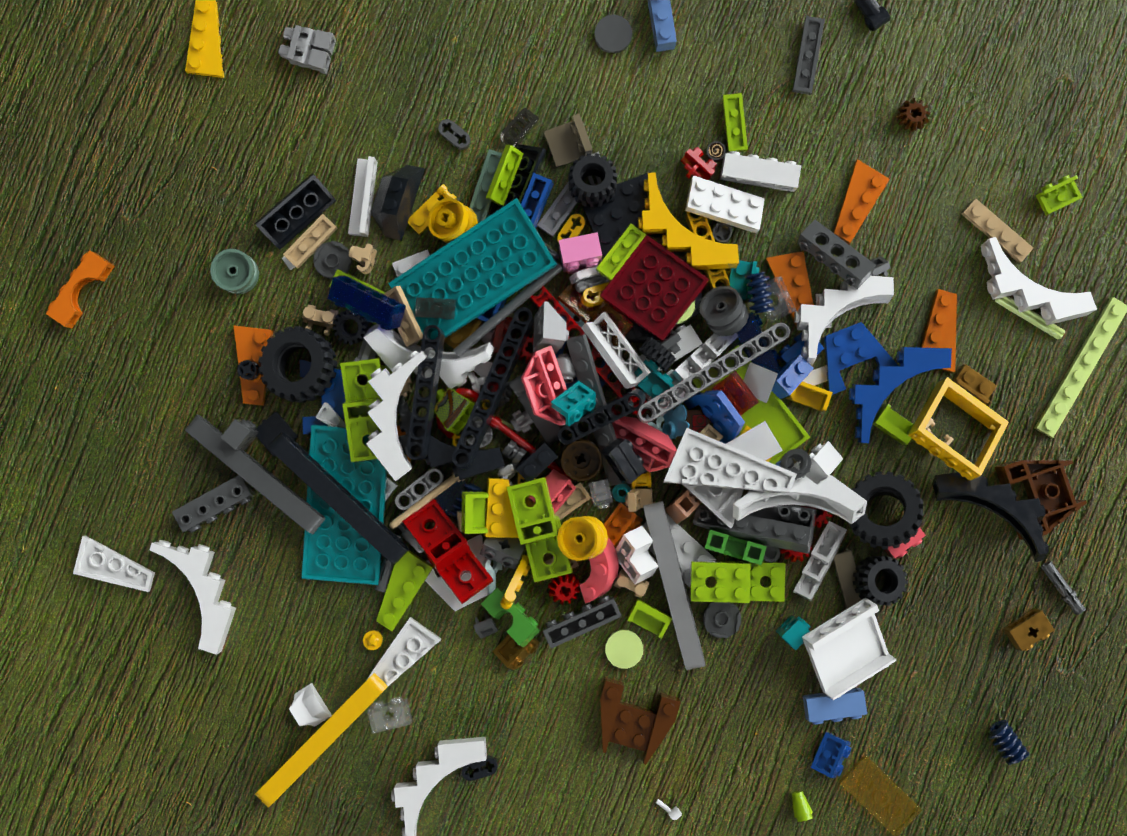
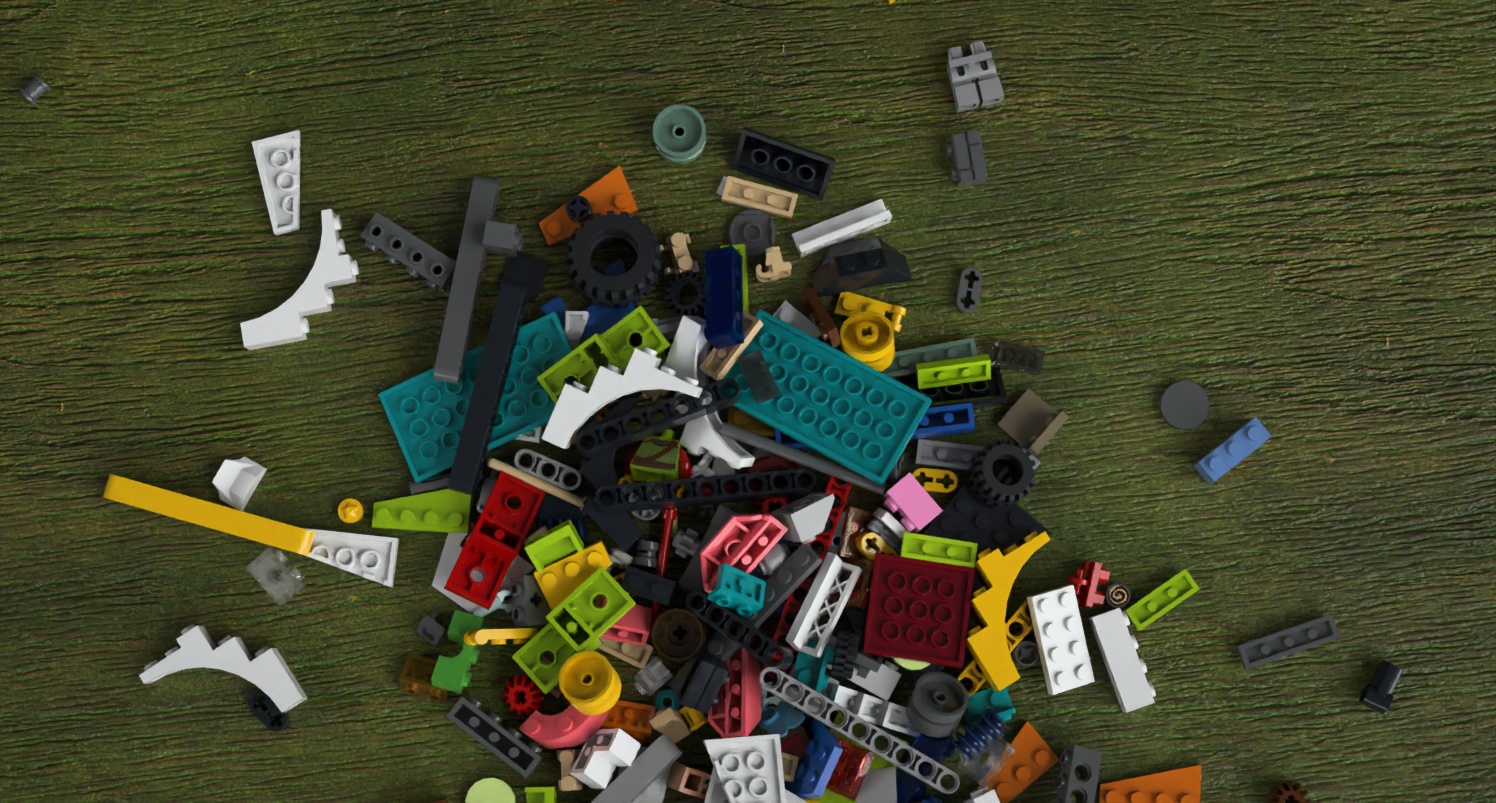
camera: 65 degrees right, 5 degrees down
(362, 83) = (967, 159): none -> dark grey brick
(415, 244) = (820, 316): none -> reddish brown plate

